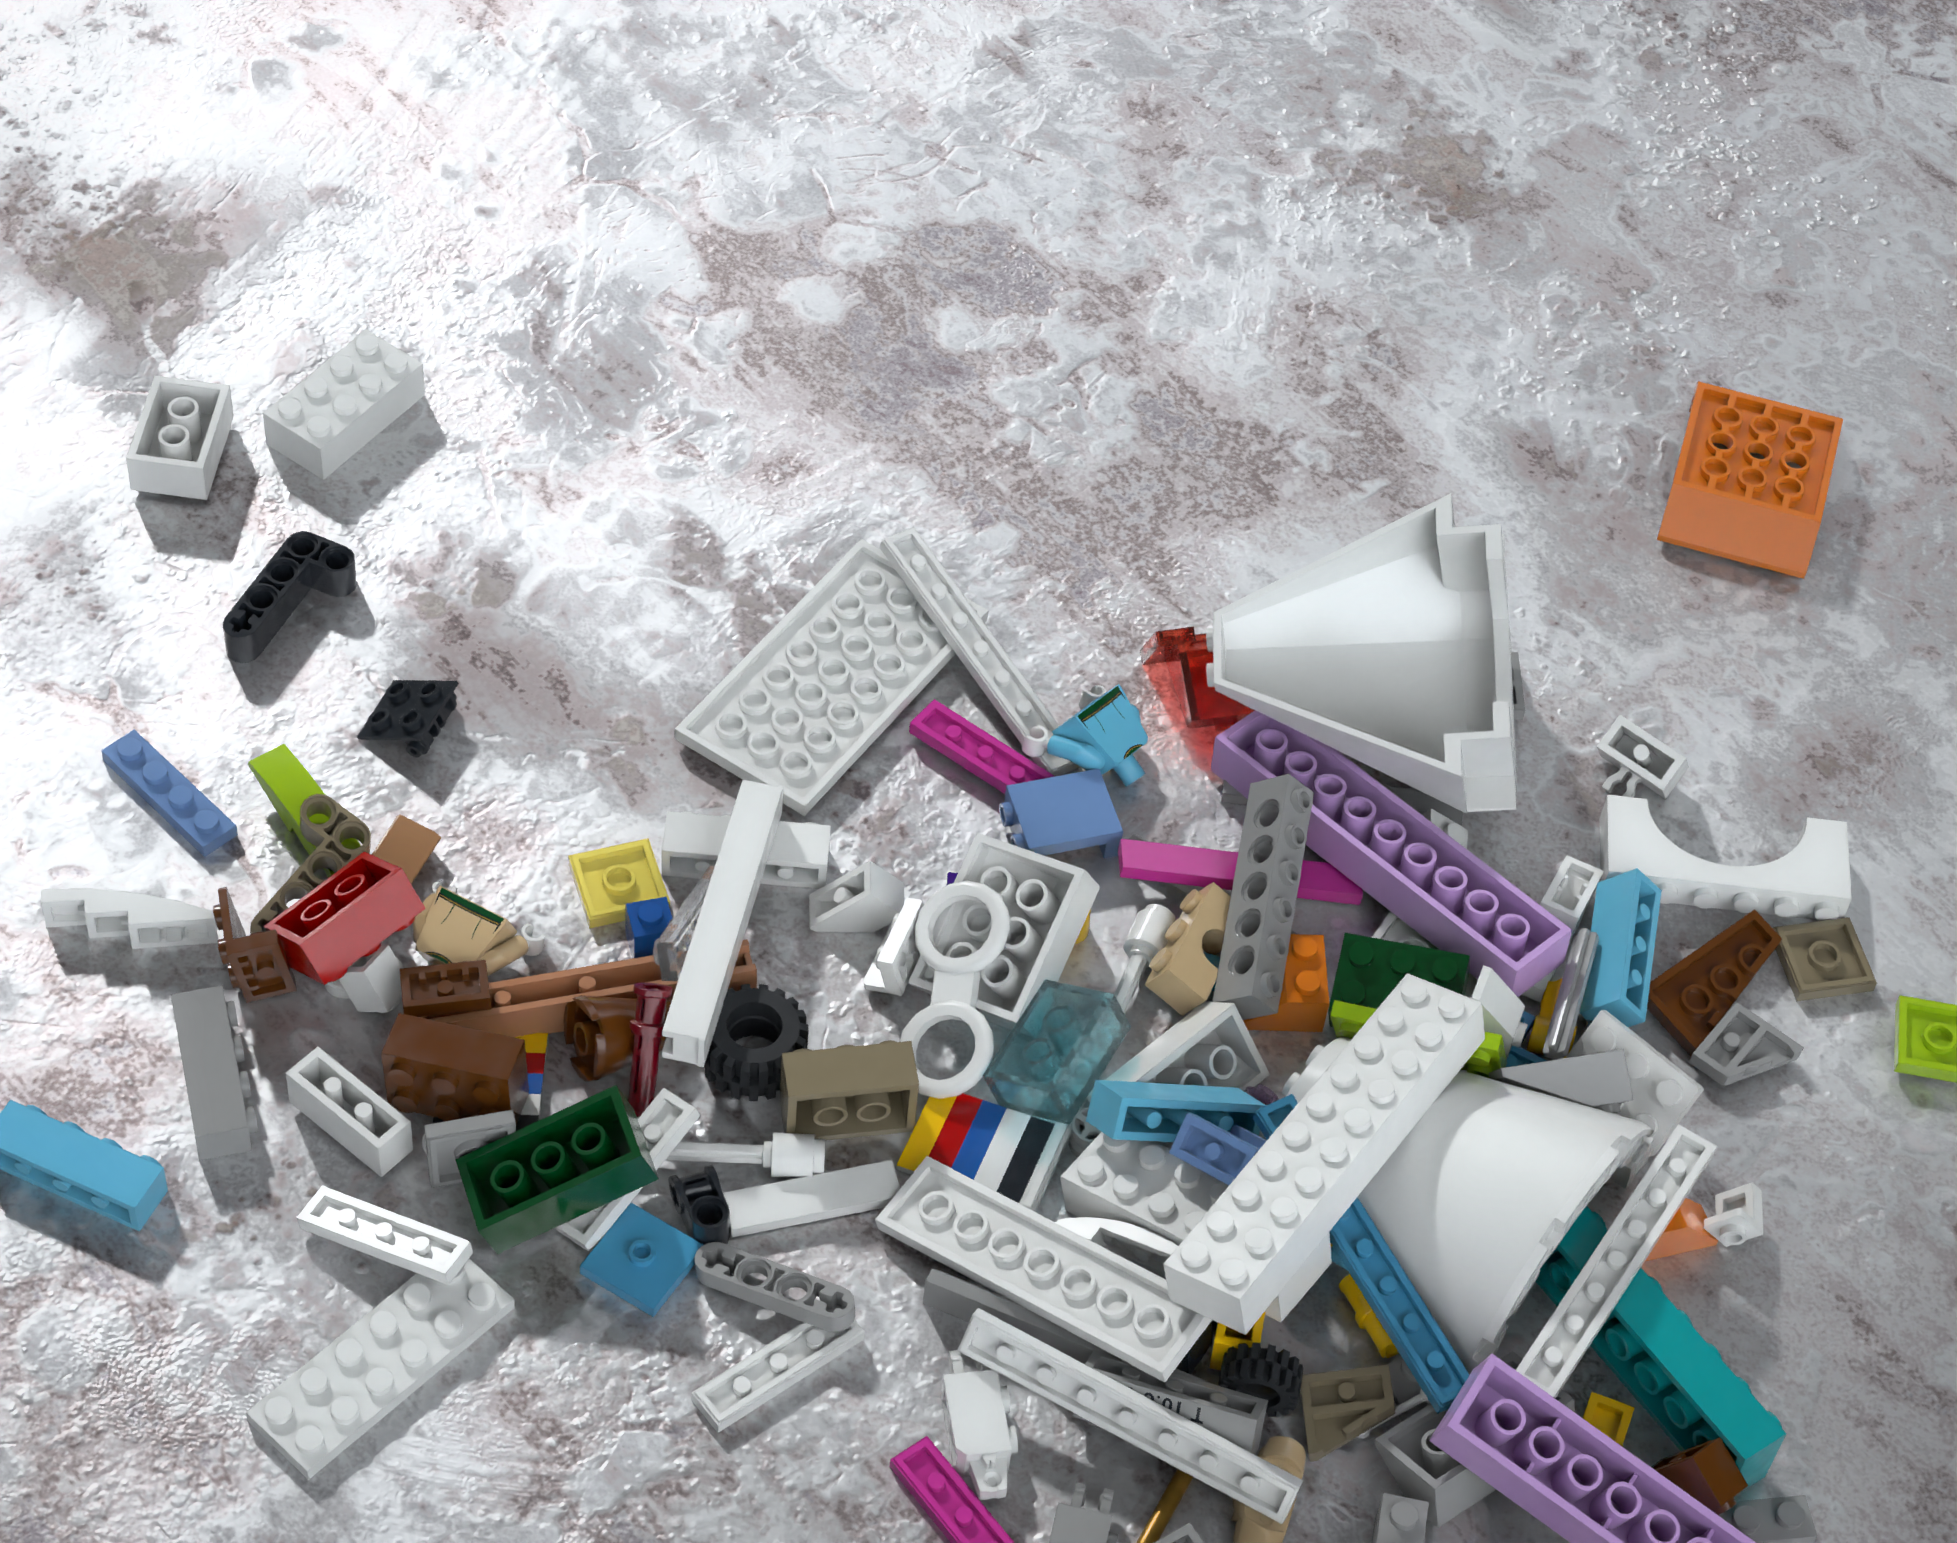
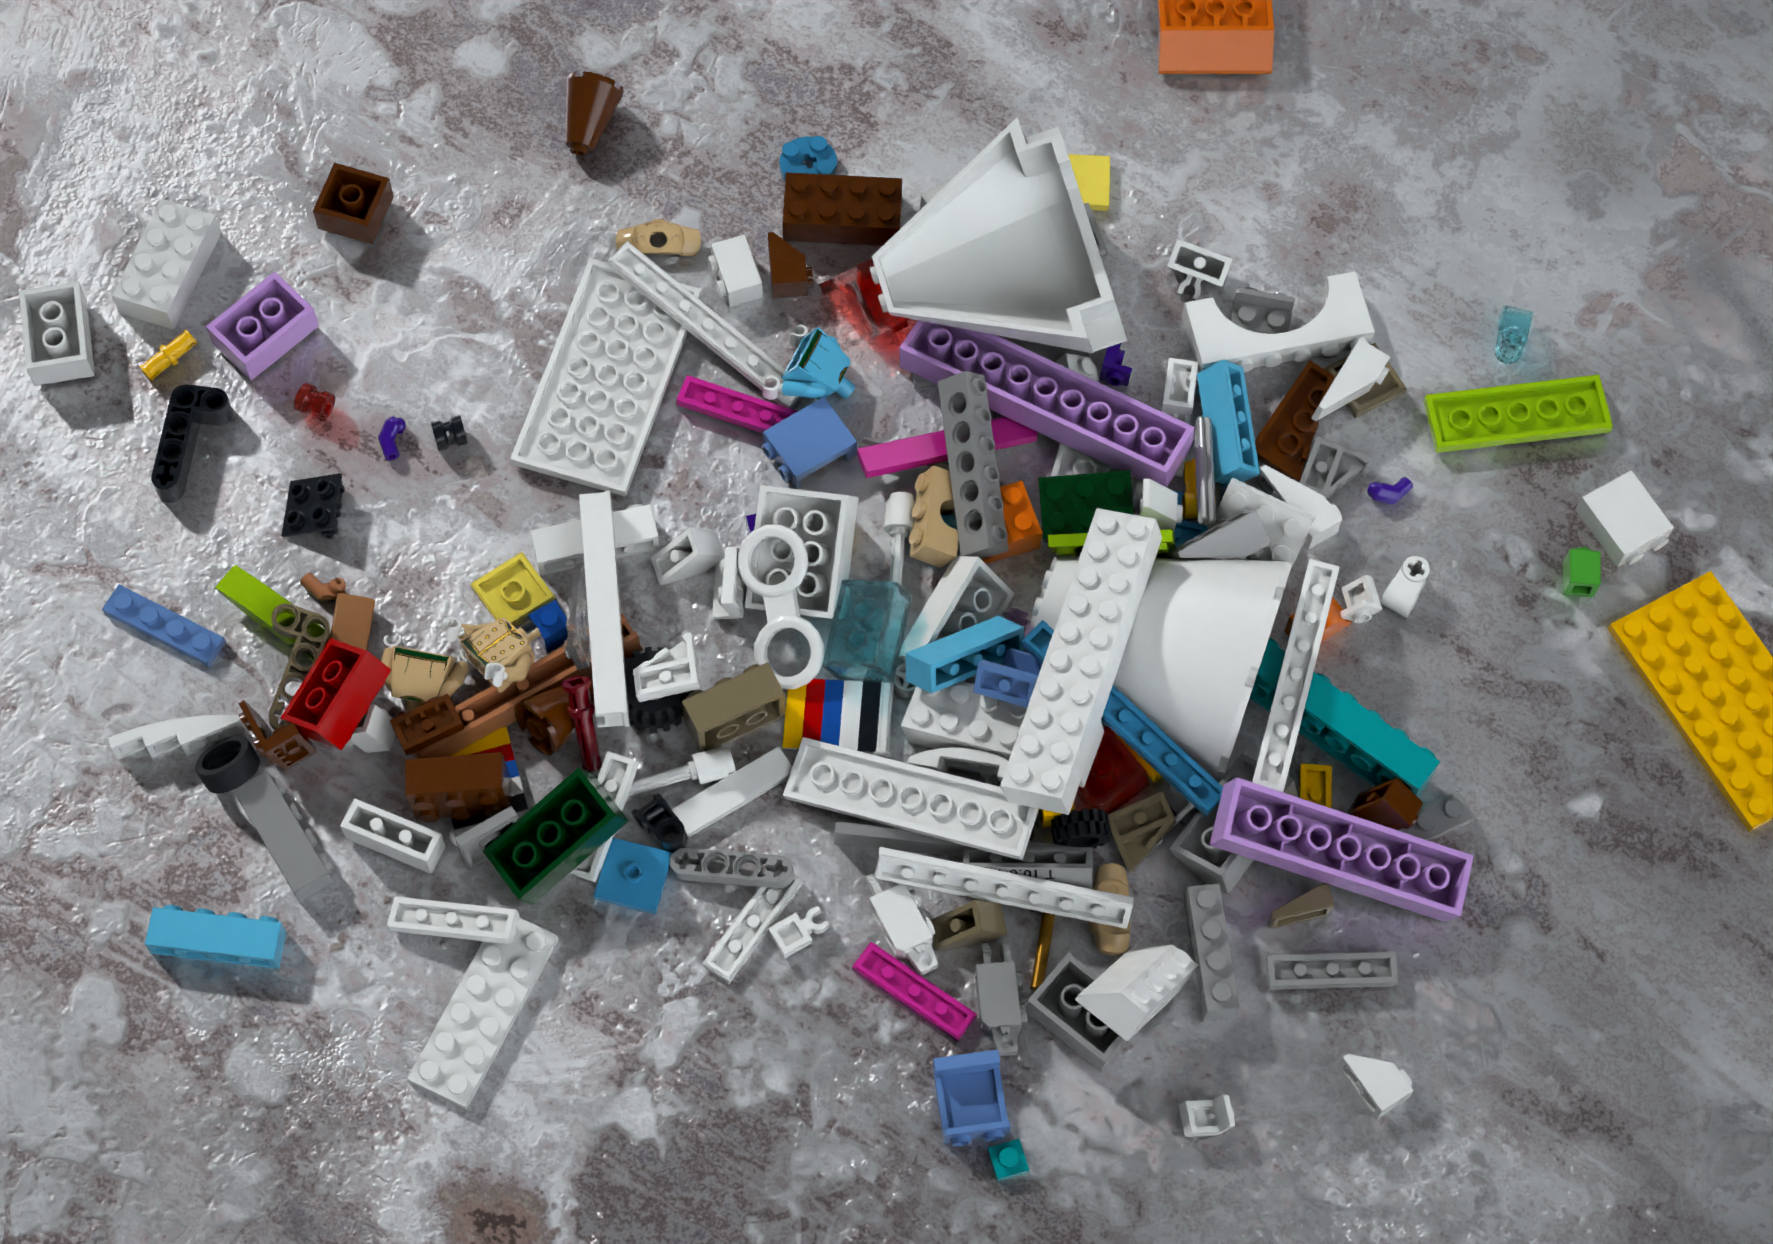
camera: 15 degrees left, 15 degrees up
(176, 965) = (227, 764): none -> black tyre
(304, 501) = (168, 355): none -> yellow pin
(382, 811) = (323, 591): none -> nougat arm
(430, 498) = (262, 326): none -> lavender brick
(462, 602) = (315, 402): none -> clear red wheel
(531, 665) = (386, 437): none -> dark purple arm
(570, 931) = (495, 648): none -> tan torso
(595, 400) = (353, 203): none -> reddish brown brick
(619, 680) = (456, 432): none -> black wheel
(777, 1017) = (668, 672): none -> white wing
(827, 1394) = (794, 934): none -> white plate
(923, 379) = (589, 108): none -> reddish brown cone
(981, 550) = (680, 239): none -> tan piece
(1040, 604) = (736, 271): none -> white brick
(1066, 1455) = (969, 925): none -> dark tan slope
(1105, 620) = (787, 269): none -> reddish brown slope
(1187, 501) = (804, 149): none -> dark azure plate
(1190, 567) = (841, 209): none -> reddish brown brick
(1326, 1325) = (1113, 776): none -> clear red brick
(1491, 840) = (1112, 369): none -> dark purple bracket
(1532, 630) = (1093, 179): none -> light yellow tile
(1709, 834) = (1262, 311): none -> light grey bracket
(1719, 1102) = (1292, 492): none -> white slope
(1805, 1216) = (1405, 589): none -> white piece
(1806, 946) = (1356, 377): none -> white slope
(1816, 1101) = (1389, 493): none -> dark purple arm

